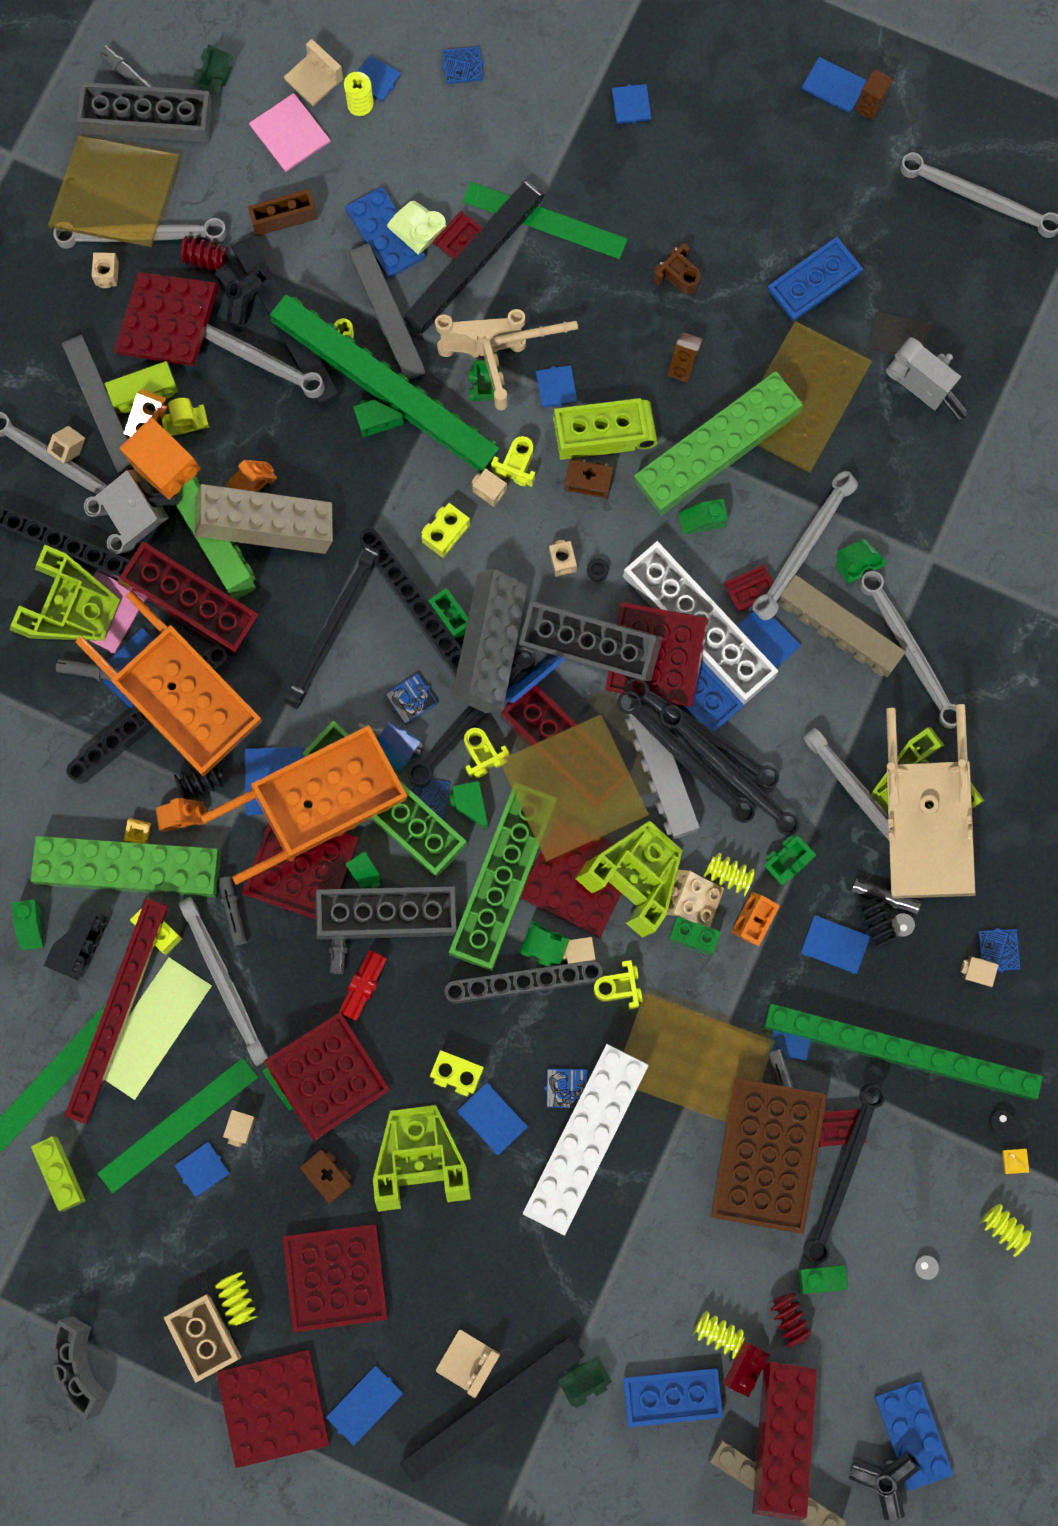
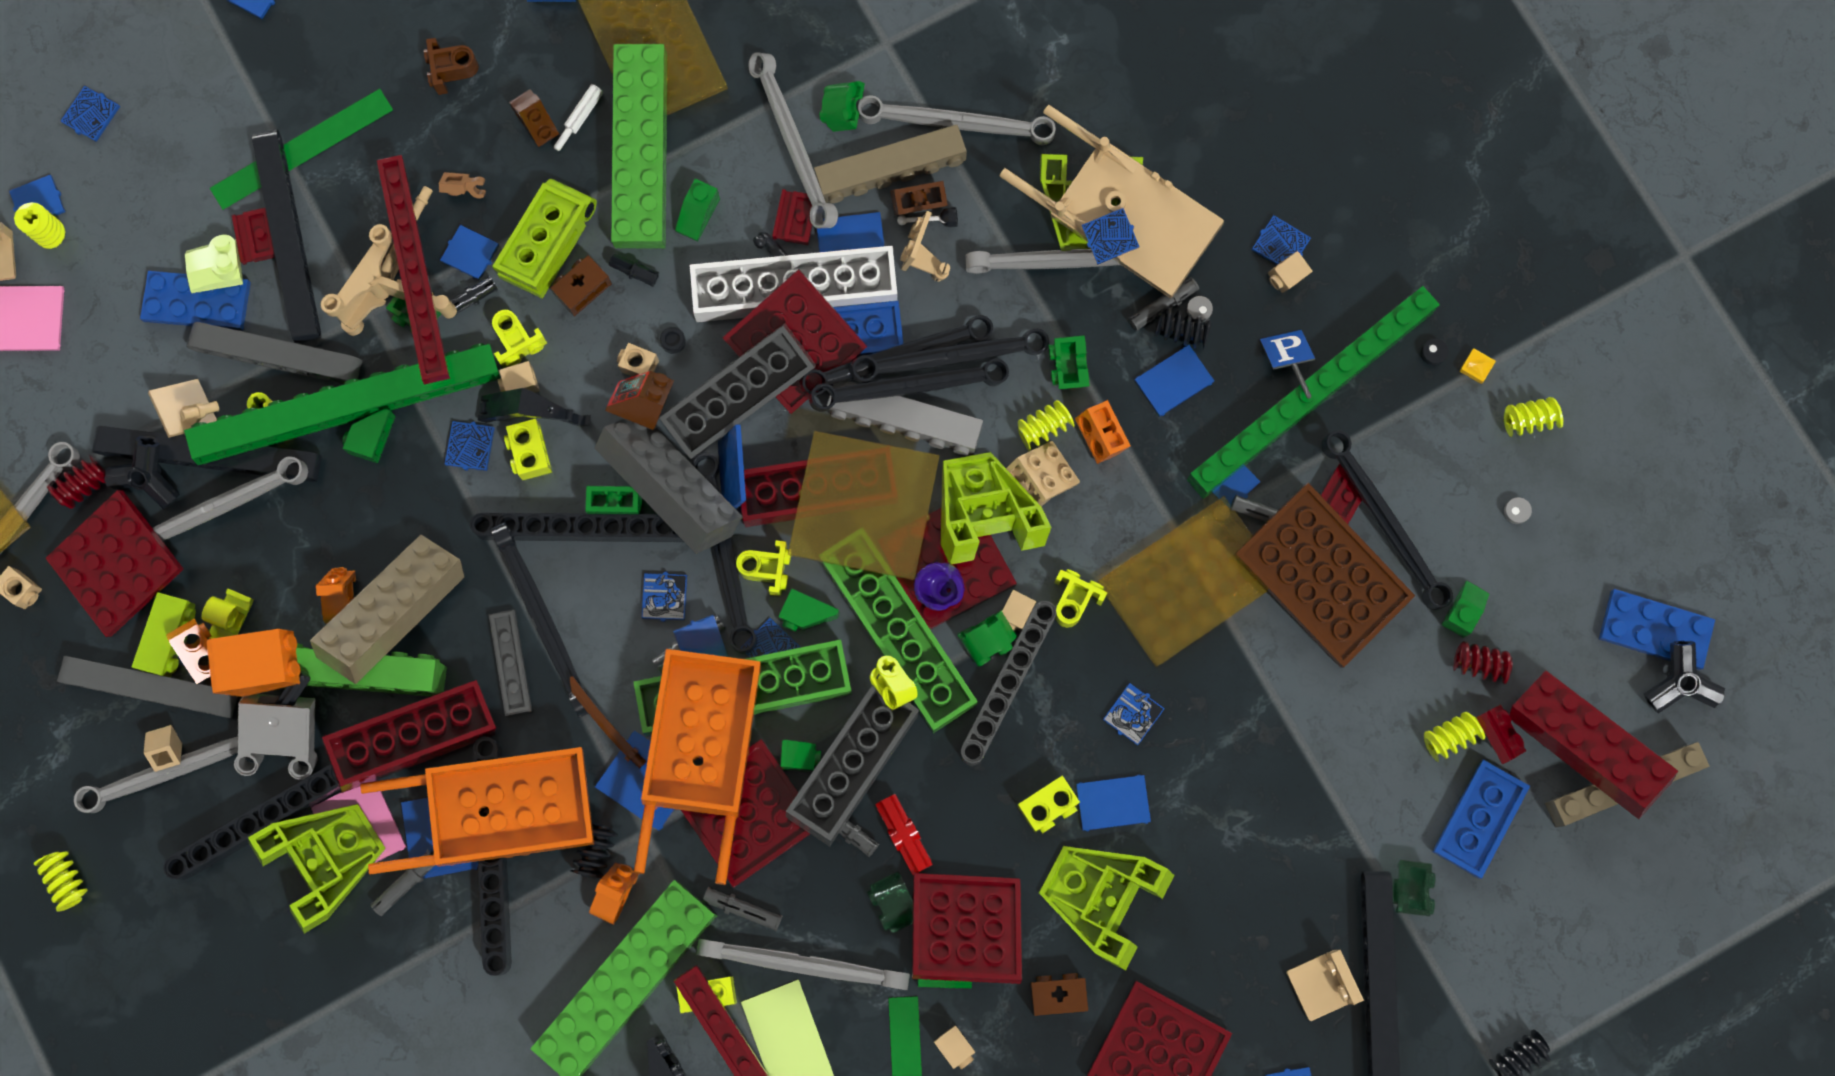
camera: 55 degrees left, 0 degrees up
(137, 831) = (597, 946): yellow tile -> none
(283, 212) = (98, 379): reddish brown brick -> none
(289, 629) = (510, 663): none -> dark grey tile
(291, 723) = (630, 752): none -> reddish brown sword
(304, 281) = (182, 406): none -> tan plate
(310, 1012) = (894, 902): none -> clear green cylinder
(419, 489) = (469, 446): none -> blue piece
(460, 899) = (893, 686): none -> neon yellow piece
(473, 505) = (525, 403): none -> black hinge
(508, 358) = (413, 270): none -> dark red plate
(526, 411) = (474, 294): none -> black pin
(535, 579) = (641, 398): none -> reddish brown slope
(551, 879) = (933, 586): none -> dark purple piece
(585, 1139) = (1195, 729): white brick -> none
(599, 342) = (458, 184): none -> medium nougat plate
(627, 506) = (634, 269): none -> black axle
(694, 936) = (1078, 497): green brick -> none
(712, 386) = (579, 114): none -> white axle
(718, 587) = (763, 240): none -> black arm
(786, 696) = (918, 256): none -> tan plate
(830, 664) = (918, 198): none -> reddish brown brick
(833, 695) = (947, 217): none -> black hinge
(899, 819) = (1110, 236): none -> blue piece
(919, 1012) = (1289, 350): none -> blue piece

